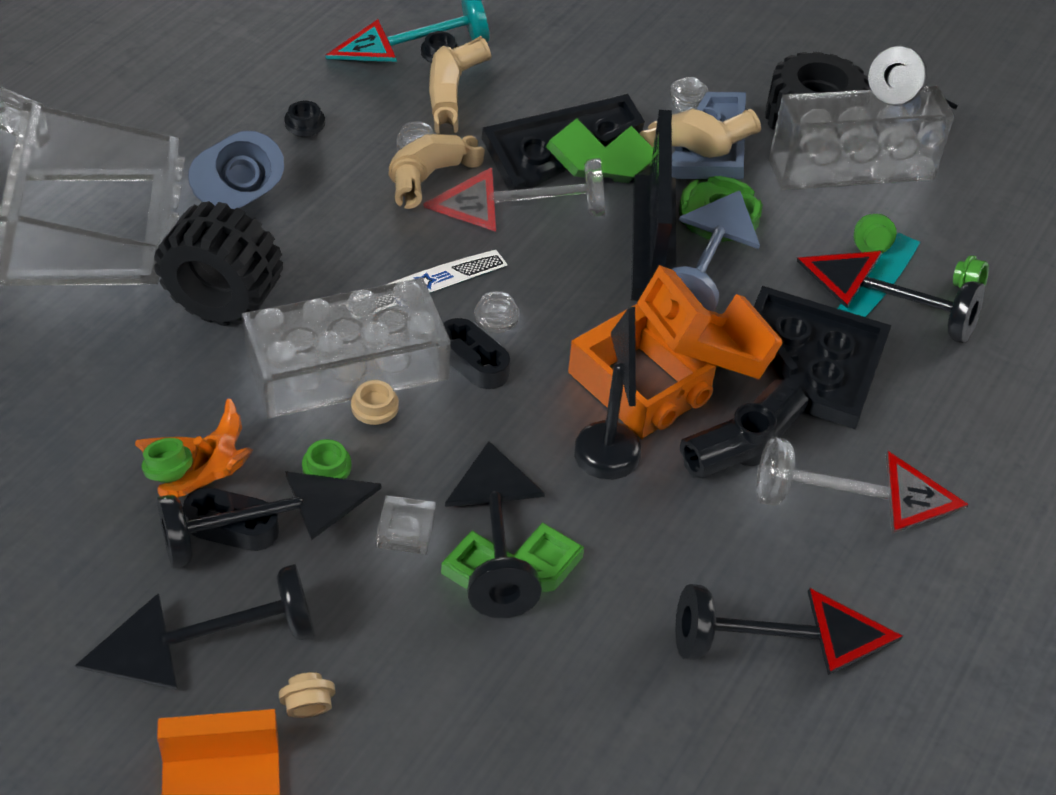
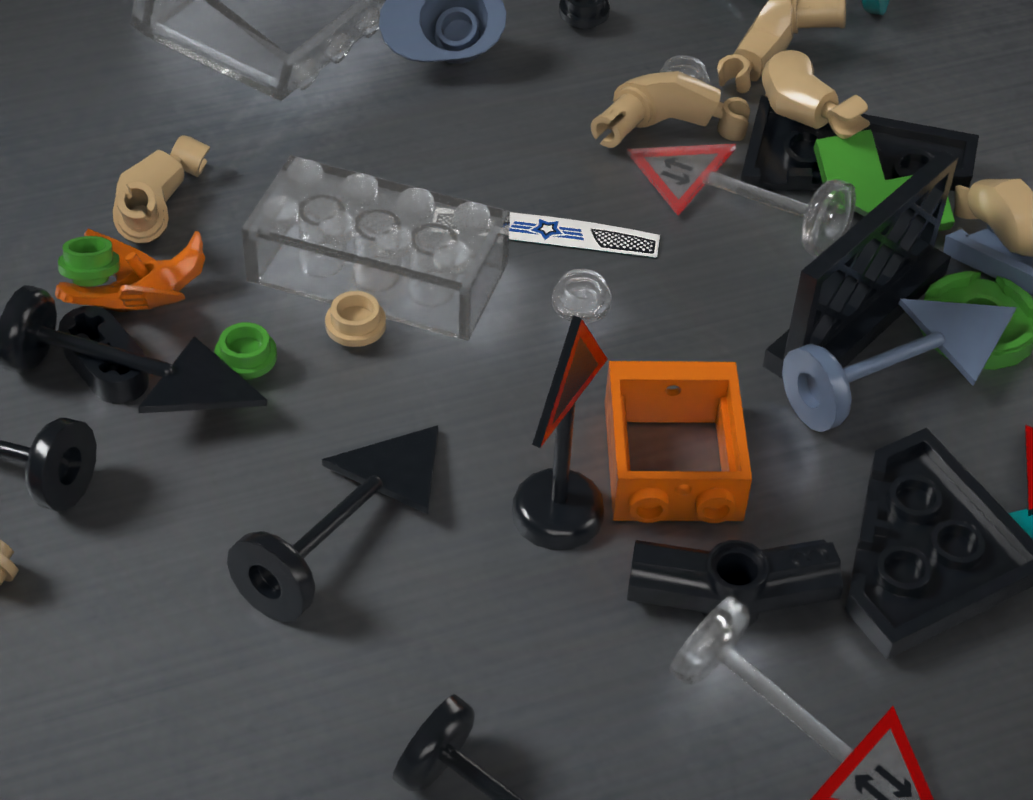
camera: 40 degrees right, 0 degrees up
(151, 405) = (145, 188): none -> tan arm
(218, 263) = (319, 94): black tyre -> none
(406, 524) = (253, 456): clear plate -> none
(478, 350) = (525, 325): black beam -> none
(516, 115) = (806, 99): none -> tan arm
(545, 550) = (347, 581): bright green tile -> none
(731, 340) = (783, 438): orange panel -> none

